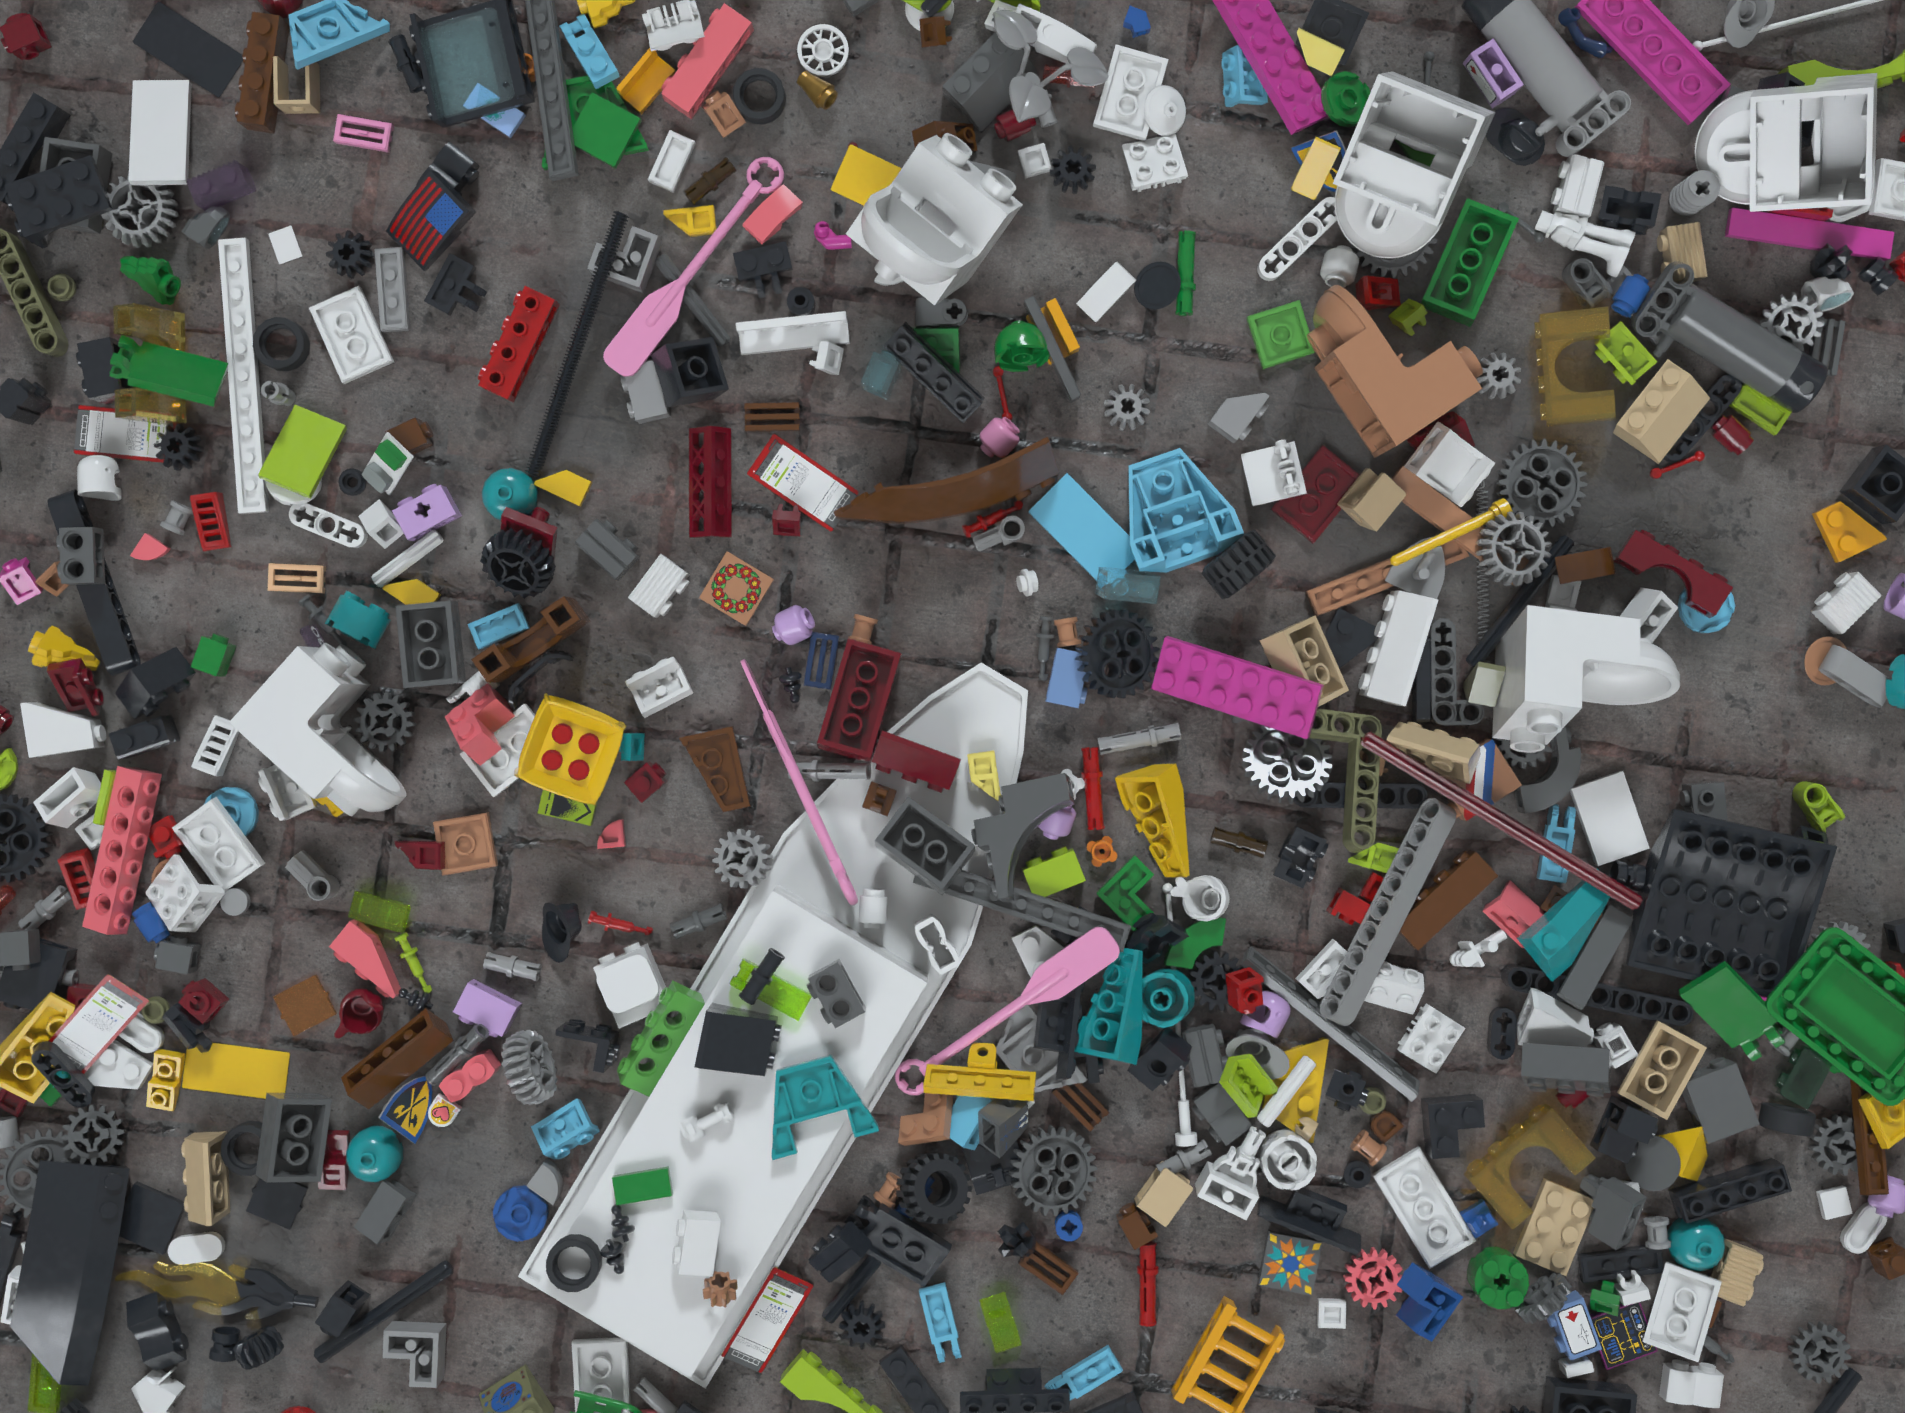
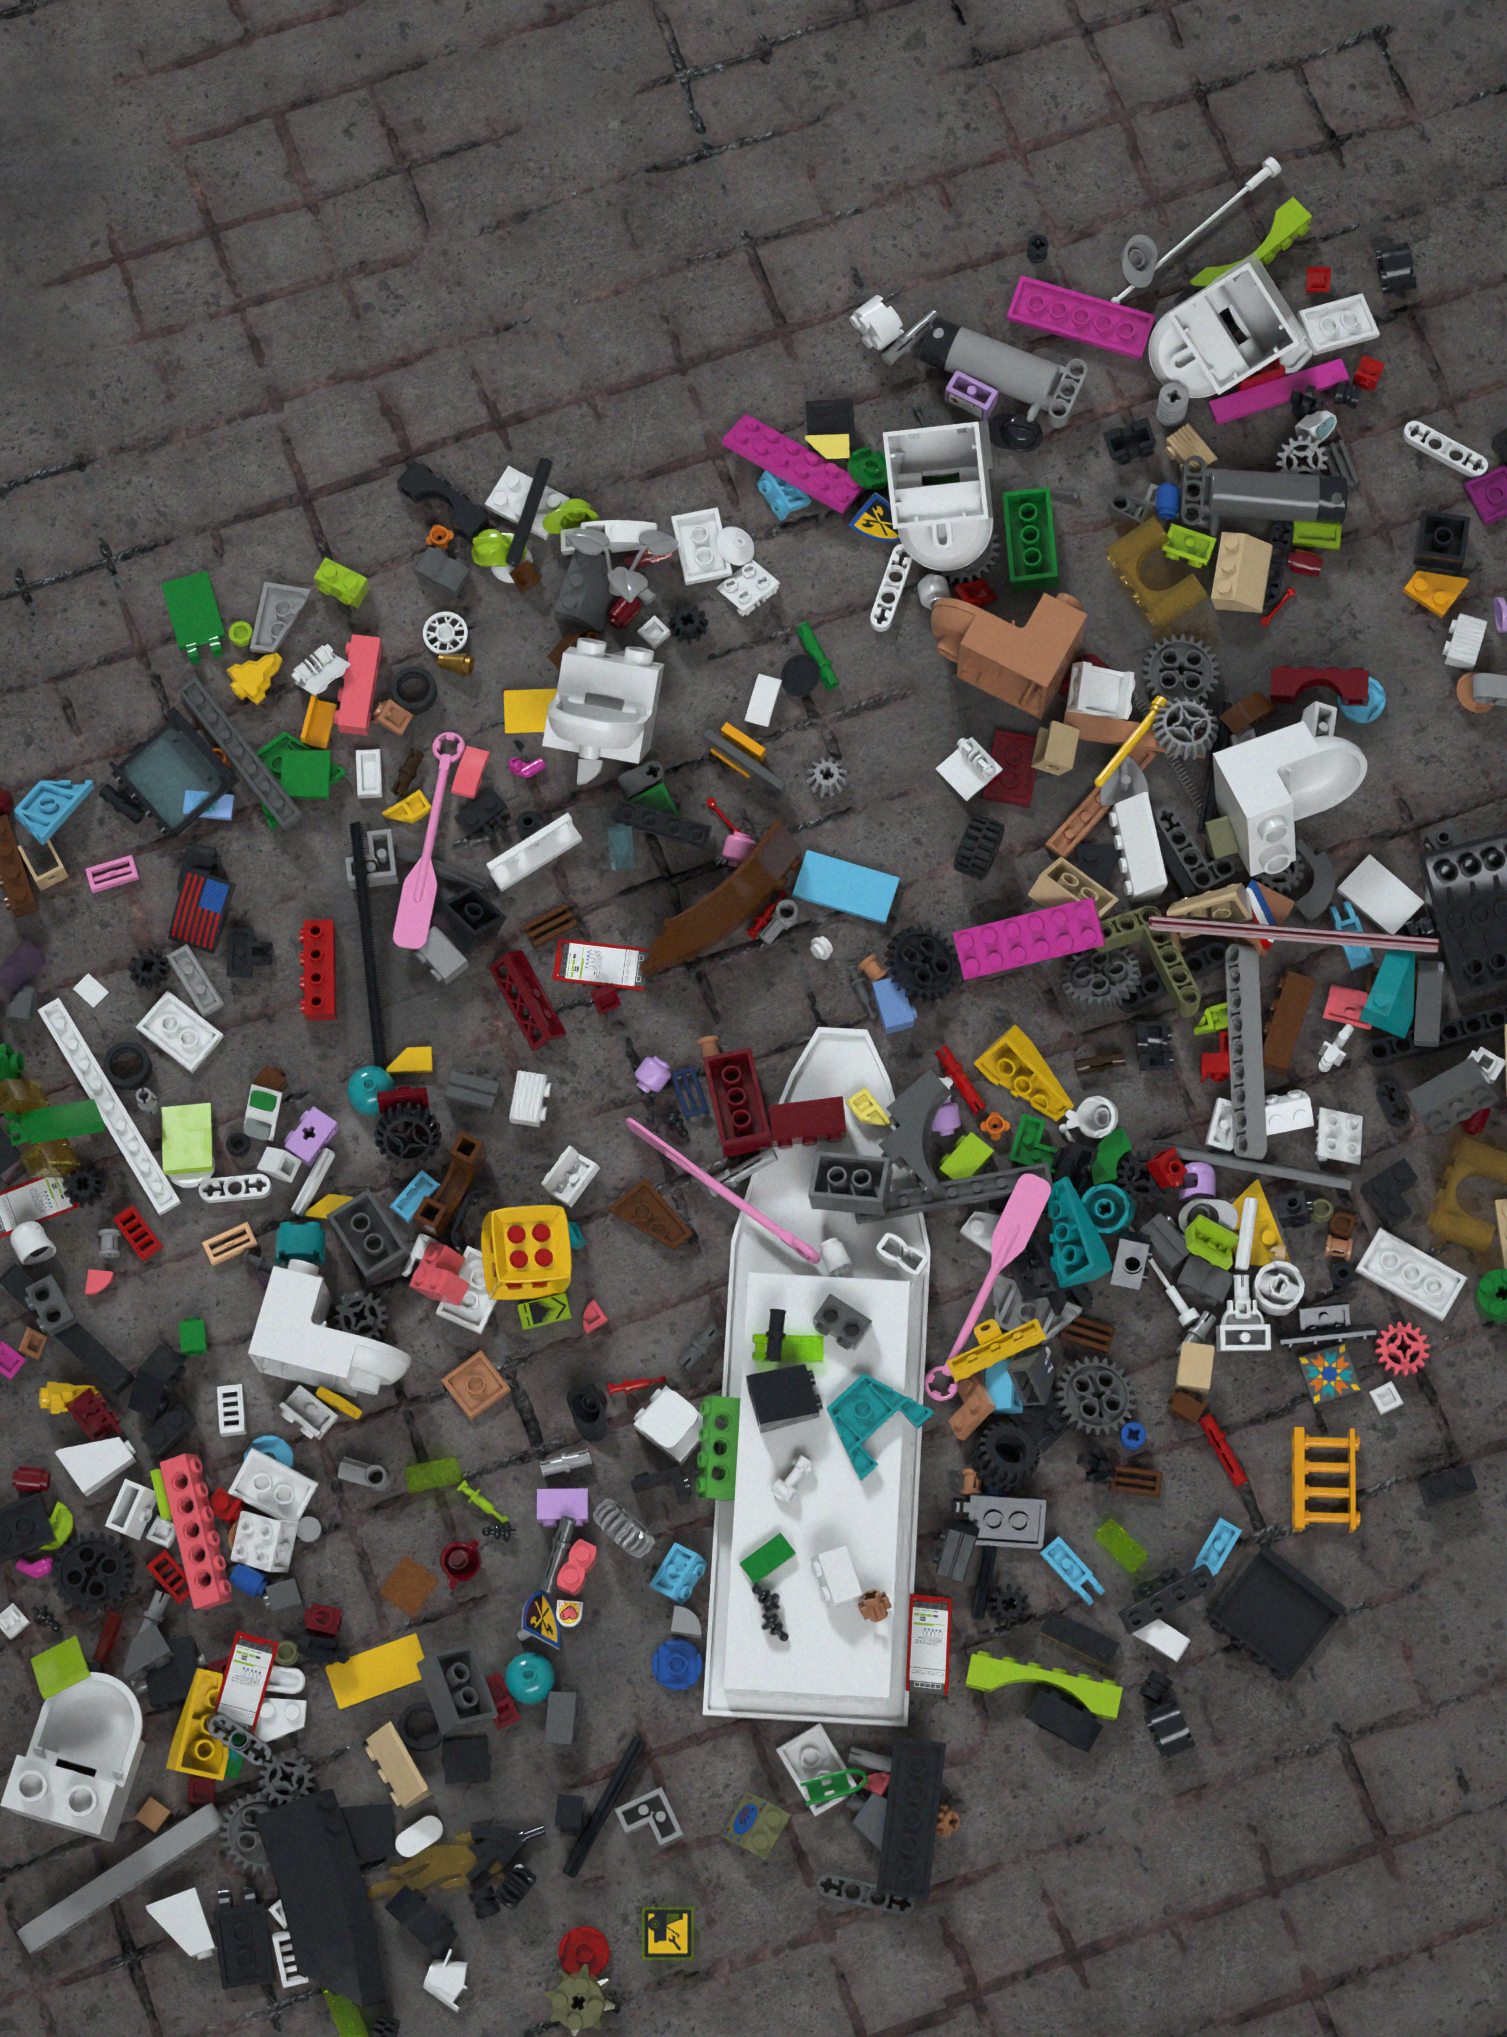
camera: 35 degrees left, 15 degrees down
(166, 1080) = (323, 1707): yellow slope -> none
(365, 952) = (434, 1511): coral slope -> none
(397, 1059) = (510, 1583): reddish brown brick -> none
(424, 853) = (446, 1408): dark red tile -> none
(567, 1284) = (741, 1629): black tyre -> none
(590, 52) = (263, 723): medium azure plate -> none
(646, 781) = (598, 1257): dark red bracket -> none
(731, 854) = (702, 1286): light grey gear -> none
(736, 588) = (591, 1071): tile -> none
(828, 357) = (571, 856): white tile -> none
(879, 798) = (794, 1171): reddish brown tile -> none
(1020, 346) = (719, 772): green cylinder -> none
(1127, 585) = (901, 908): clear light blue brick -> none
(1137, 22) = (678, 493): blue piece -> none
(1141, 738) = (974, 1024): light grey pin -> none
(1176, 514) = (910, 836): medium azure wedge -> none
(1236, 413) = (914, 739): light grey slope -> none
(1280, 334) = (916, 665): bright green tile -> none
(1315, 168) = (874, 529): yellow slope -> none
(1407, 315) = (1006, 600): lime tile -> none
(1428, 1303) = (1455, 1338): blue brick -> none
(1478, 1218) = (1460, 1259): blue tile -> none
(1505, 368) = (1106, 603): light grey gear -> none
(1552, 1022) = (1419, 1067): white slope -> none
(1571, 231) = (1100, 477): white piece -> none
(1577, 186) = (1082, 444): white brick -> none
(1596, 48) = (1006, 329): dark blue piece -> none

